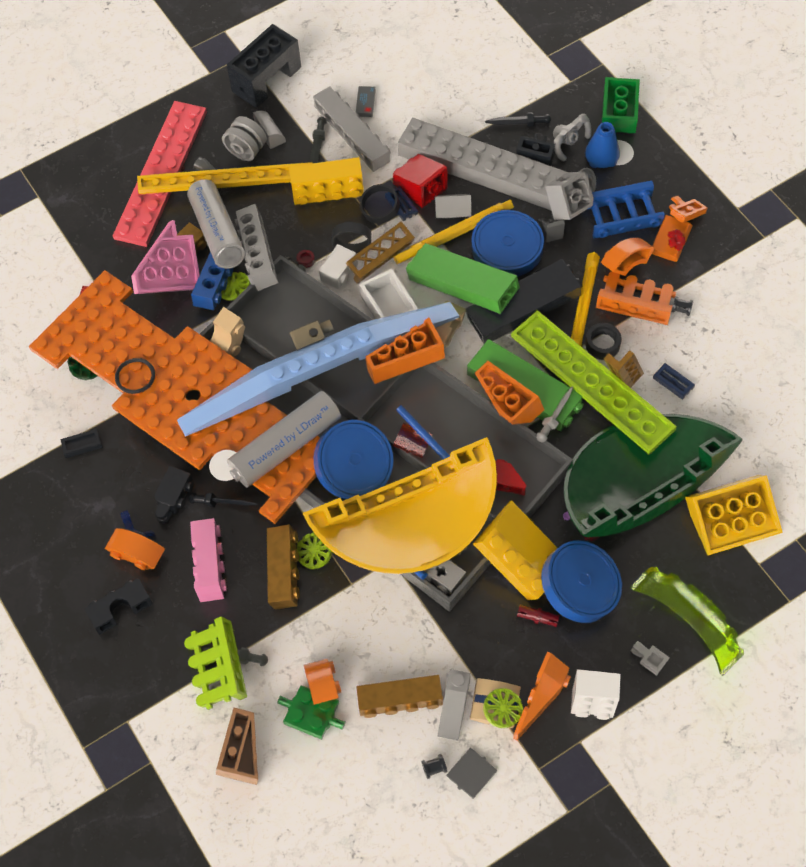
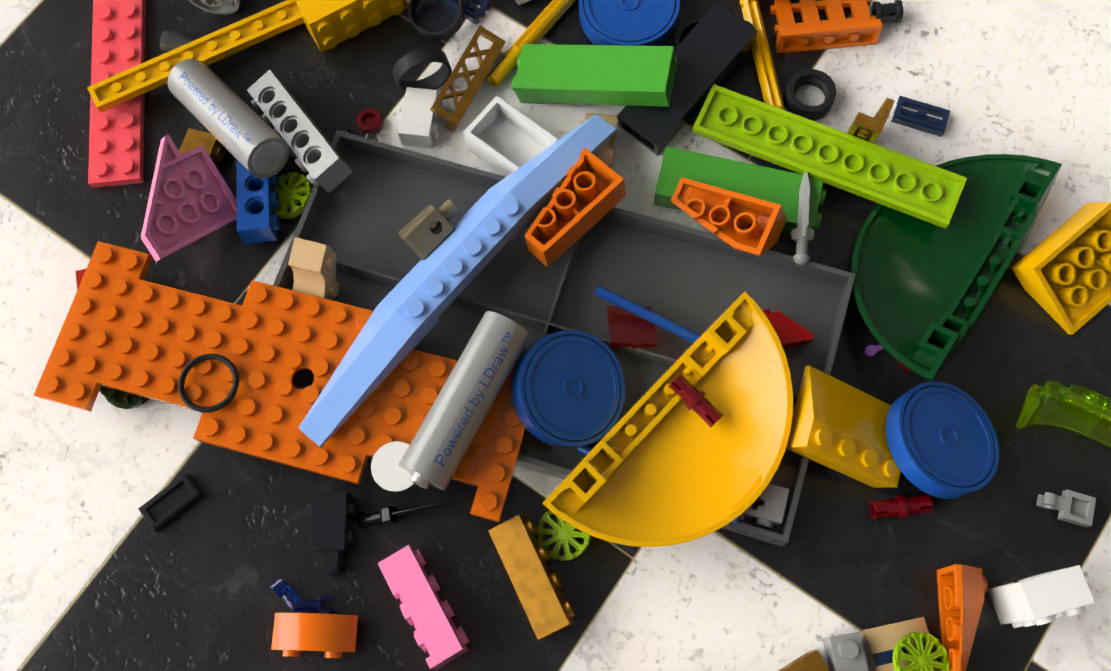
camera: 20 degrees left, 10 degrees up
(428, 494) = (695, 400): none -> dark red pin

